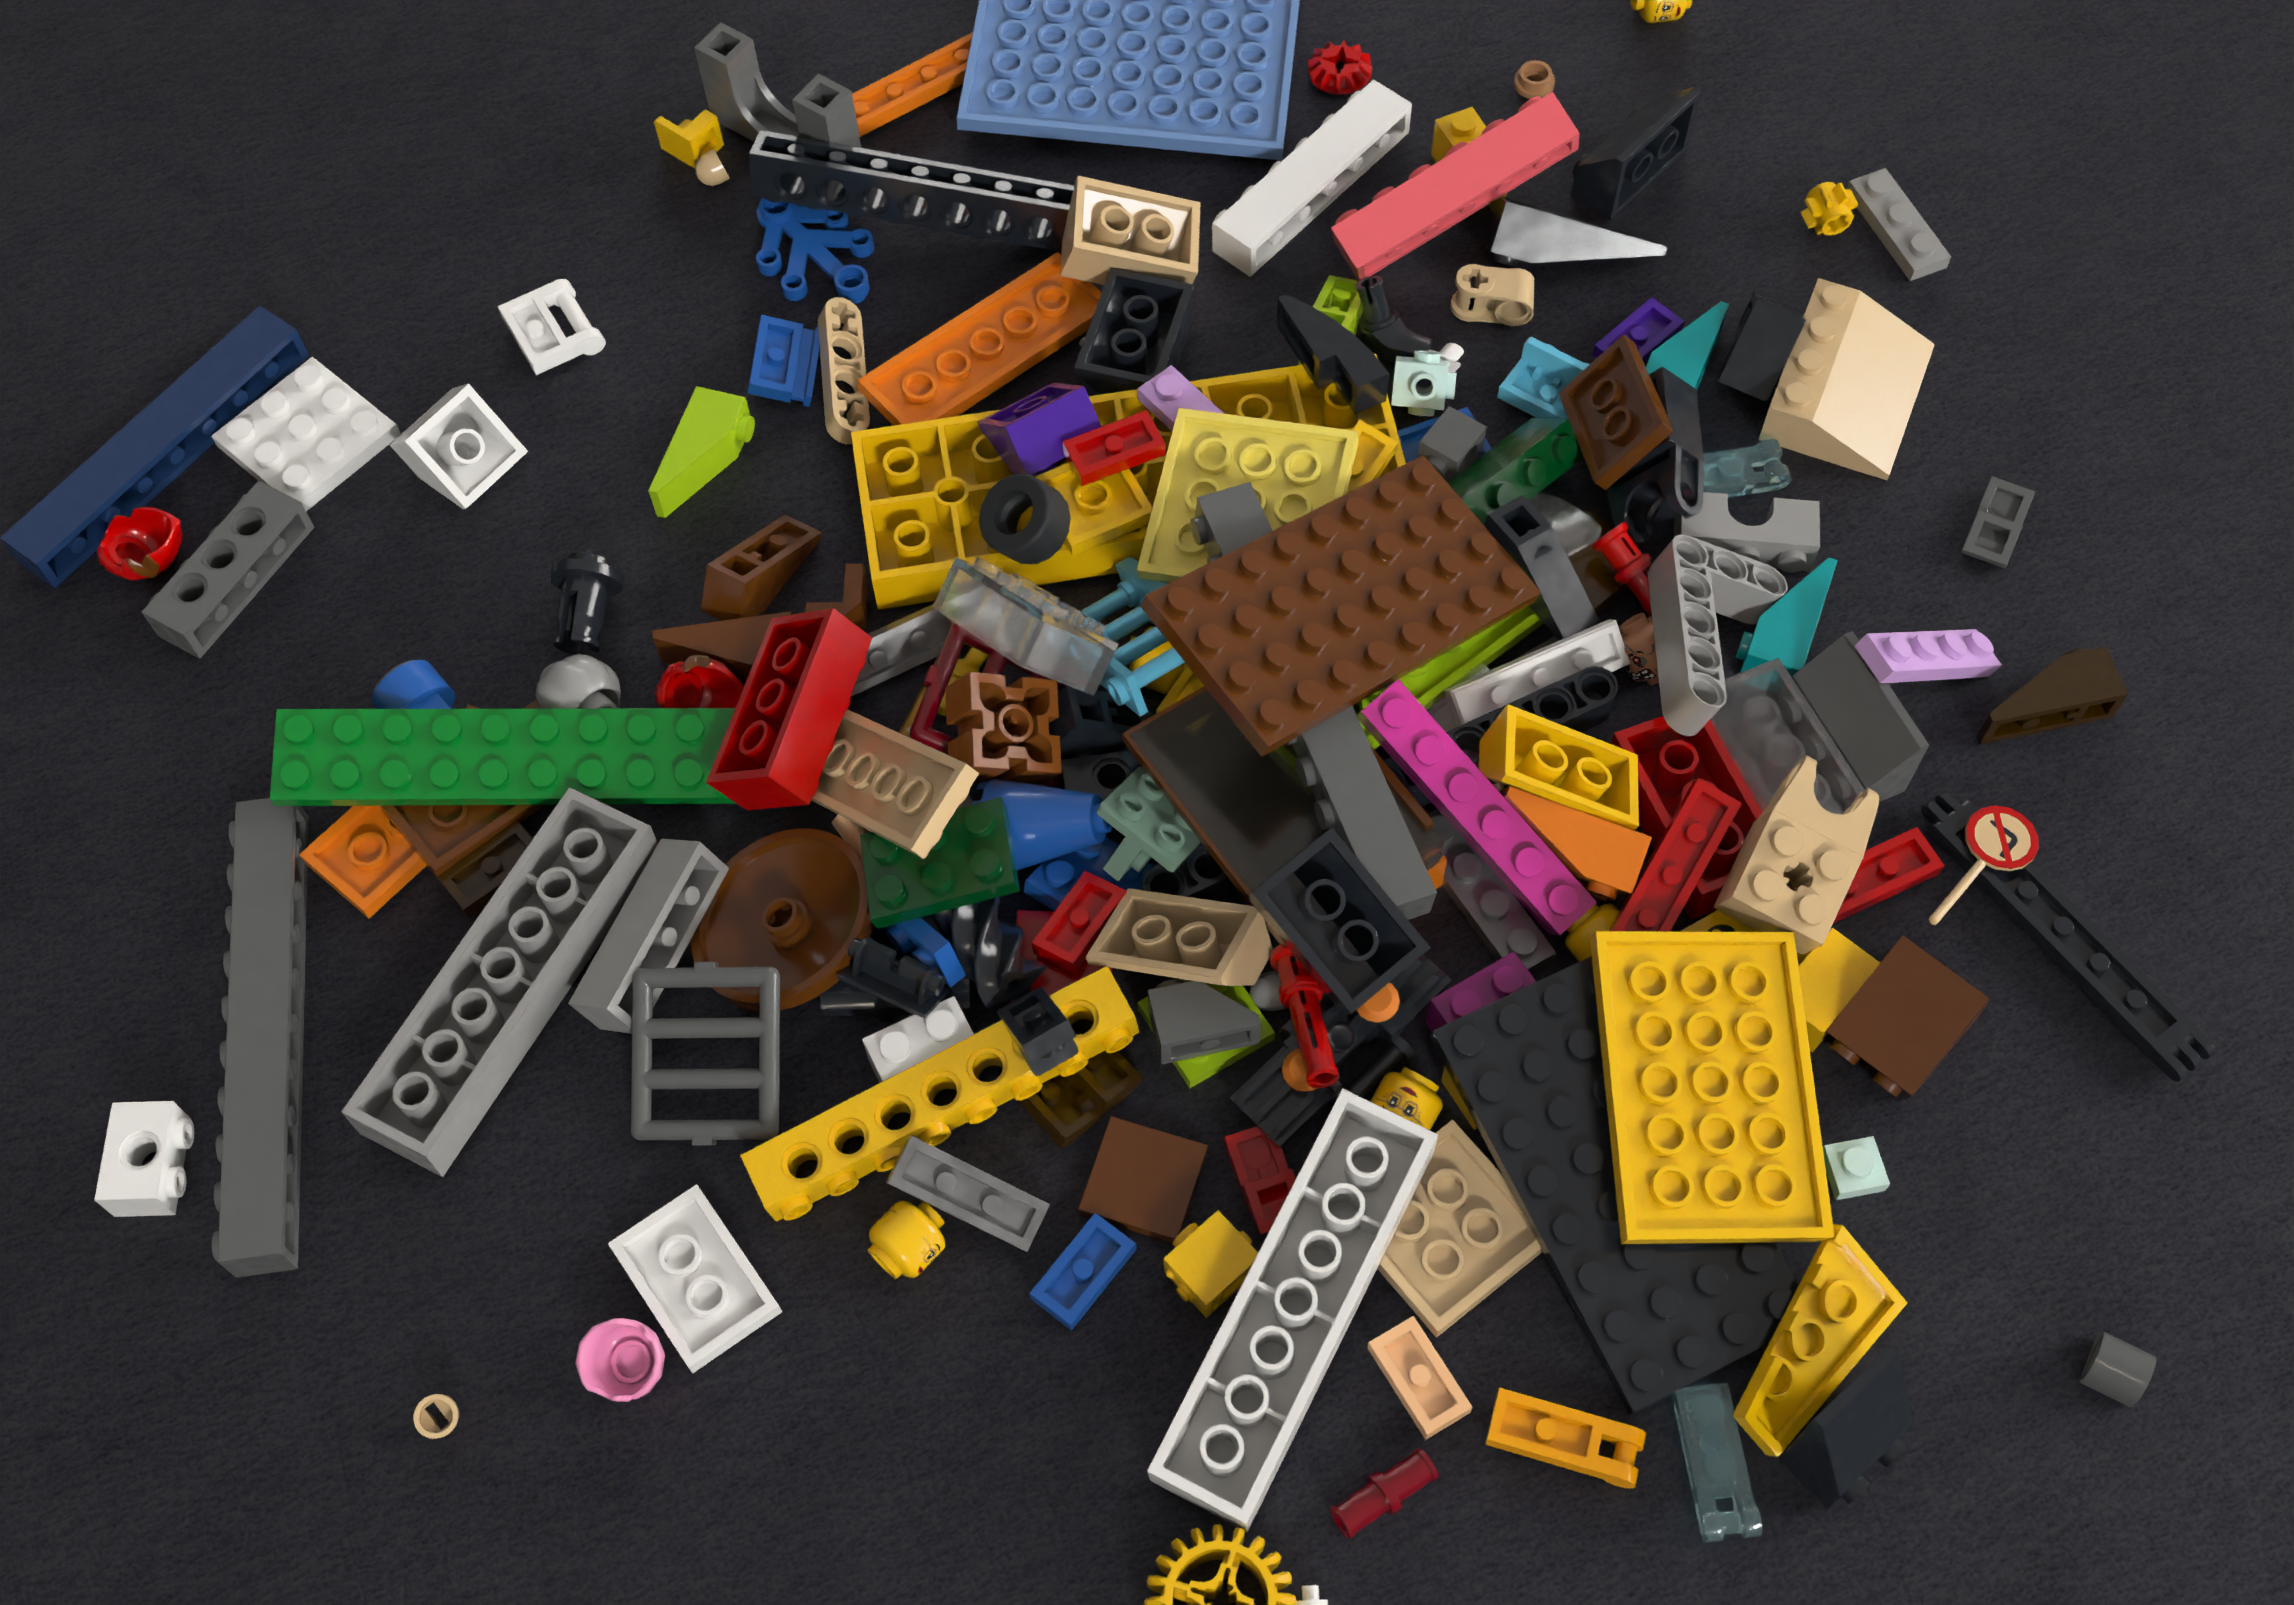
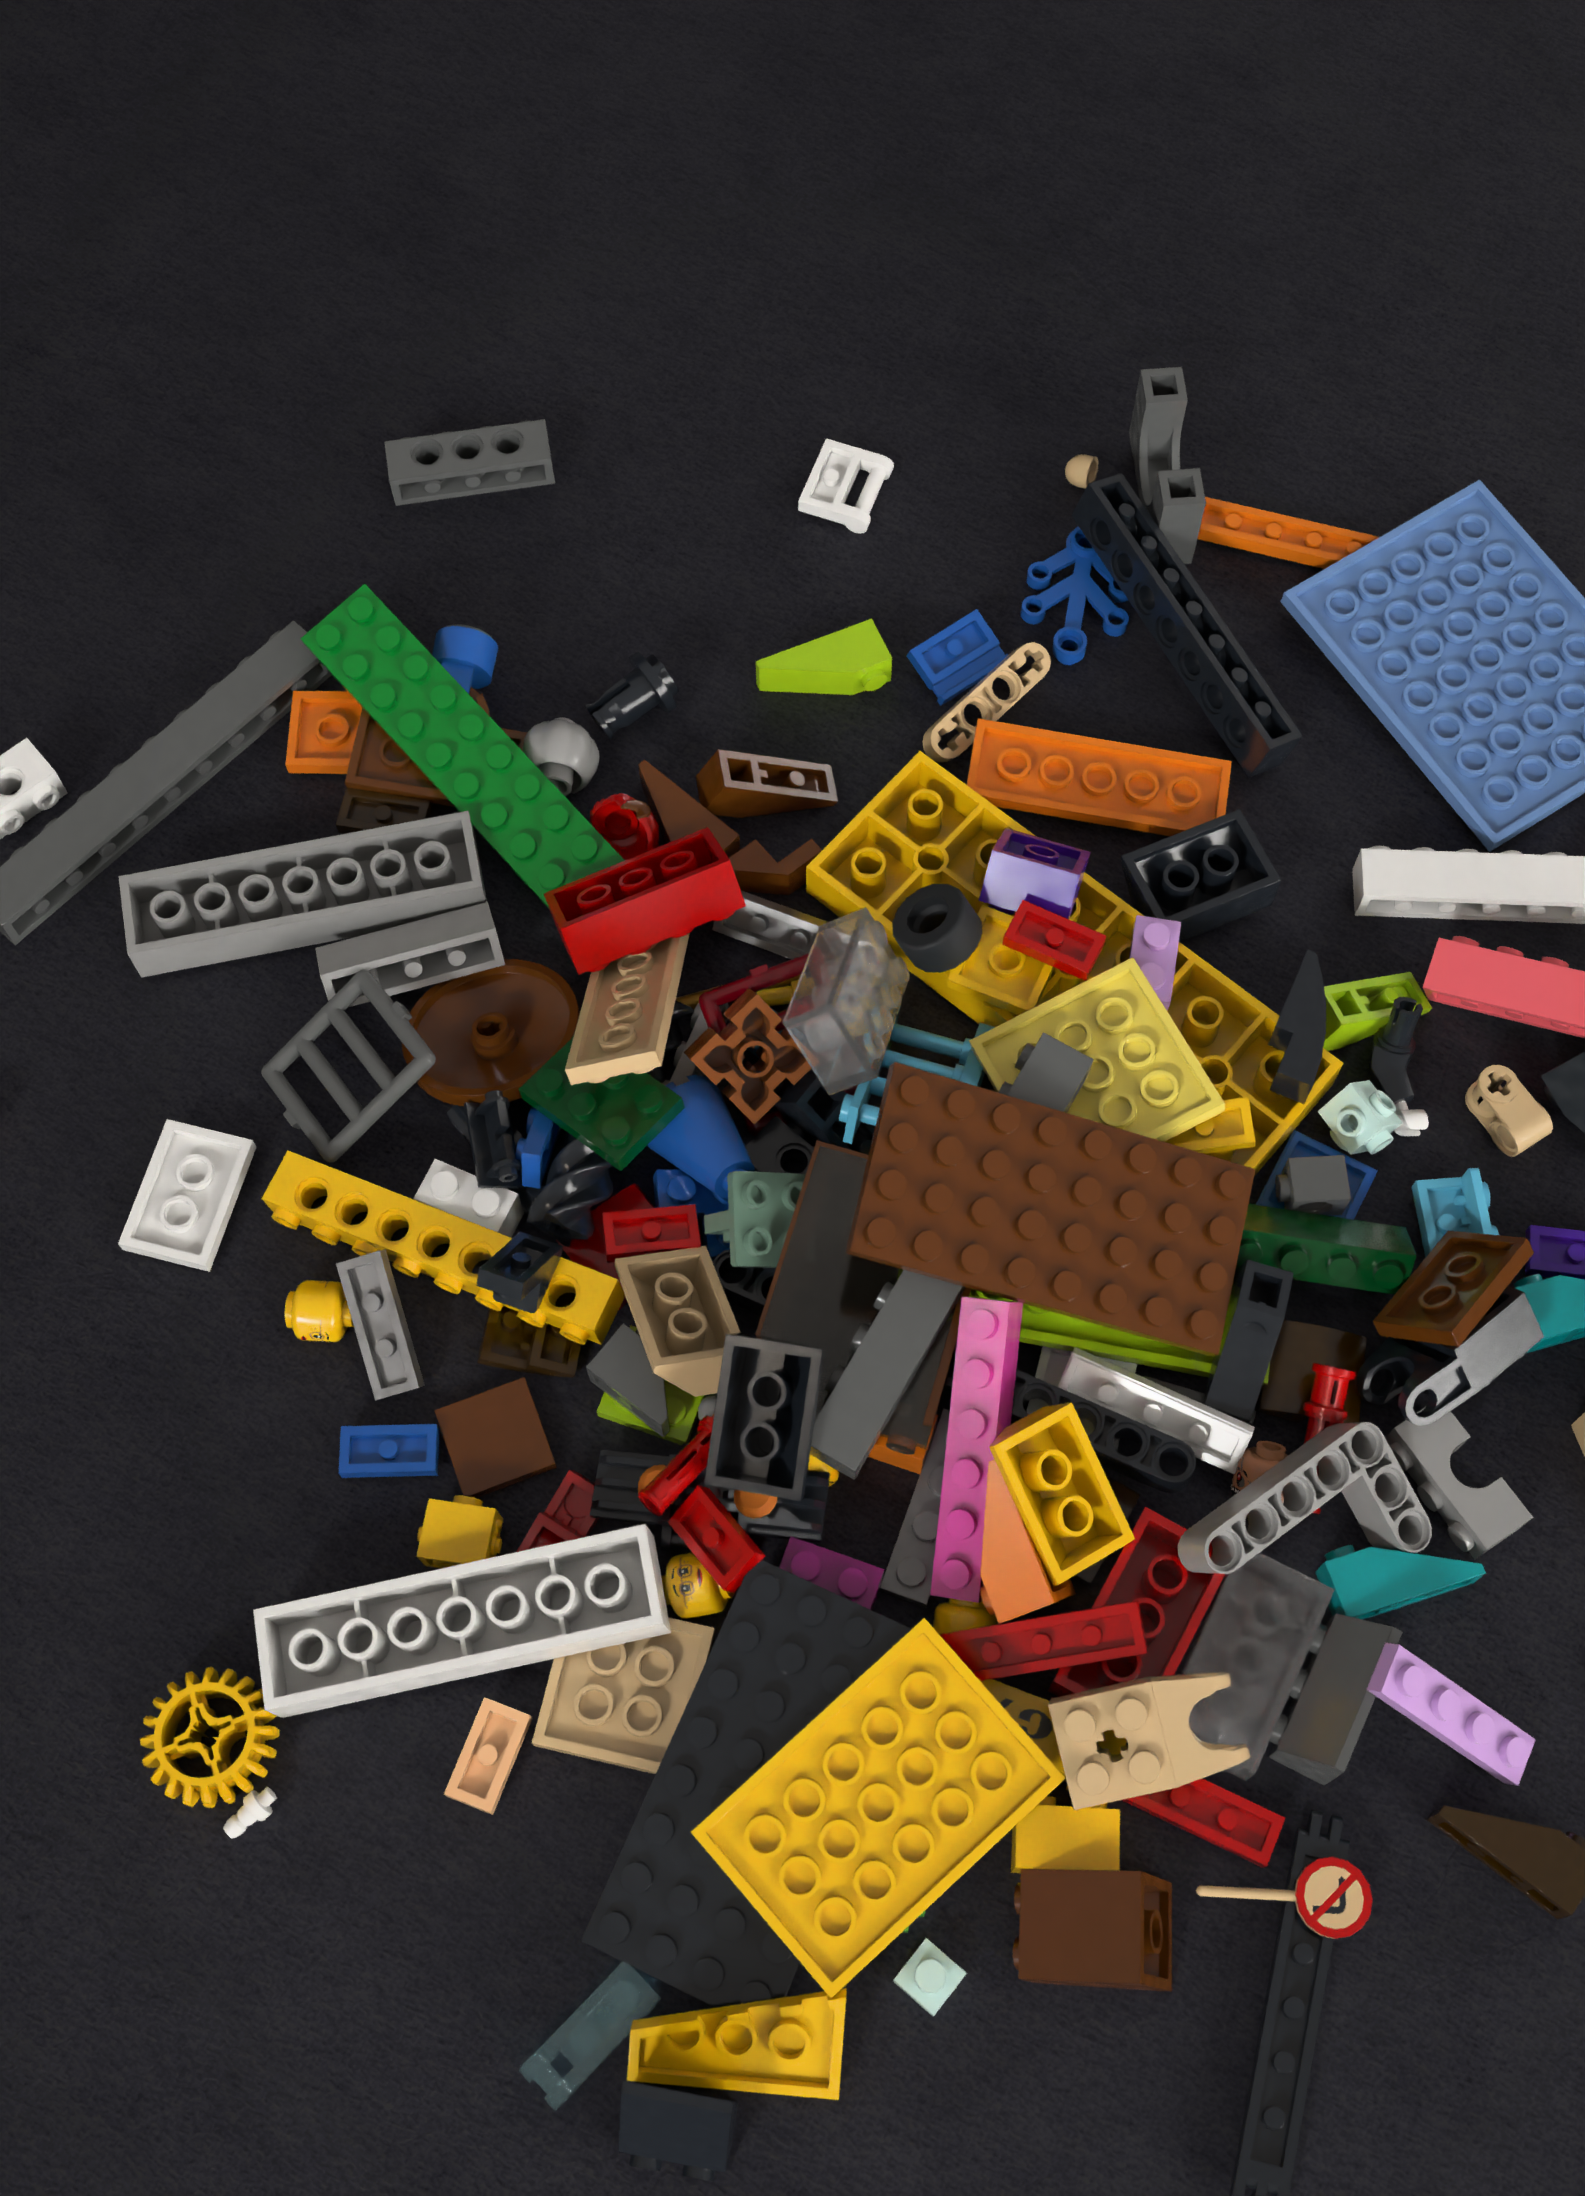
camera: 50 degrees right, 5 degrees up
(140, 543) = (439, 395): red hair -> none
(154, 446) = (526, 337): dark blue brick -> none
(306, 434) = (618, 416): white plate -> none
(459, 446) = (690, 515): white slope -> none
(620, 1359) = (90, 1195): bright pink hair -> none
(690, 138) = (1096, 435): yellow panel -> none
(1129, 232) = (1286, 800): tan slope -> none
(1383, 1493) = (379, 1795): dark red pin -> none
(1390, 1052) = (716, 1538): none -> red plate
(1564, 1437) = (521, 1900): light orange plate -> none
(1570, 524) = (1321, 1321): clear slope -> none
(1733, 471) = (1510, 1425): clear light blue plate -> none

